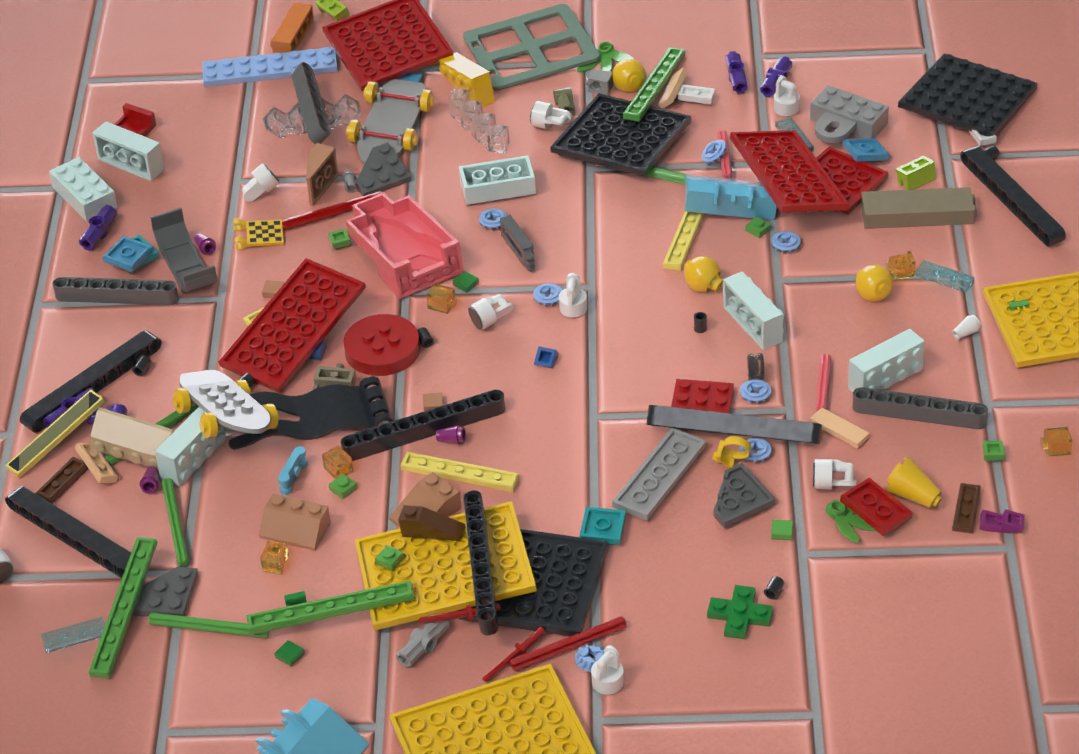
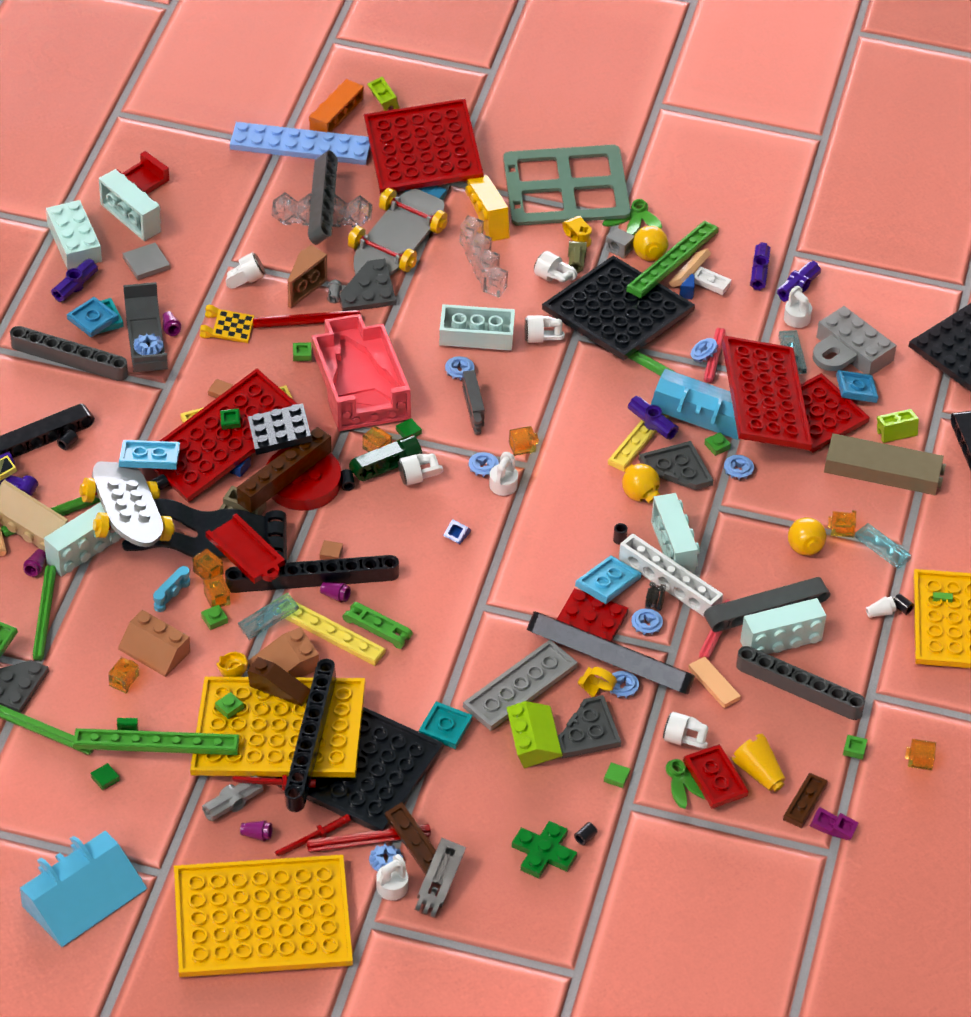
camera: 10 degrees right, 5 degrees up
(160, 196) = (146, 261): none -> light grey tile
(183, 267) = (142, 348): none -> light blue gear
(228, 357) = (149, 454): none -> medium azure tile
(296, 307) = (230, 419): none -> green tile
(319, 441) = (207, 565): none -> clear yellow brick
(348, 303) = (279, 429): none -> plate
(354, 417) = (247, 550): none -> red piece
(364, 339) = (283, 471): none -> reddish brown brick
(377, 522) = (232, 664): none -> yellow hair
(395, 471) = (268, 616): none -> clear light blue tile
(454, 309) = (384, 458): none -> dark green beam
(458, 663) = (258, 830): none -> magenta cone
(503, 454) = (378, 624): none -> bright green plate
(551, 167) = (535, 329): none -> white piece
(556, 79) = (578, 230): none -> yellow piece
(578, 263) = (523, 440): none -> clear yellow brick
(617, 634) = (411, 835): none -> reddish brown plate
(652, 654) = (442, 872): none -> hinge
(678, 103) = (687, 287): none -> blue slope
(690, 511) = (534, 733): none -> lime slope
(691, 217) = (653, 417): none -> dark purple piece
(705, 363) = (608, 579): none -> medium azure tile
(732, 252) = (679, 465): none -> dark grey plate
(775, 348) = (663, 570): none -> white brick
(837, 361) = (732, 613): none -> dark grey beam
(985, 319) = (903, 604): none -> black hinge

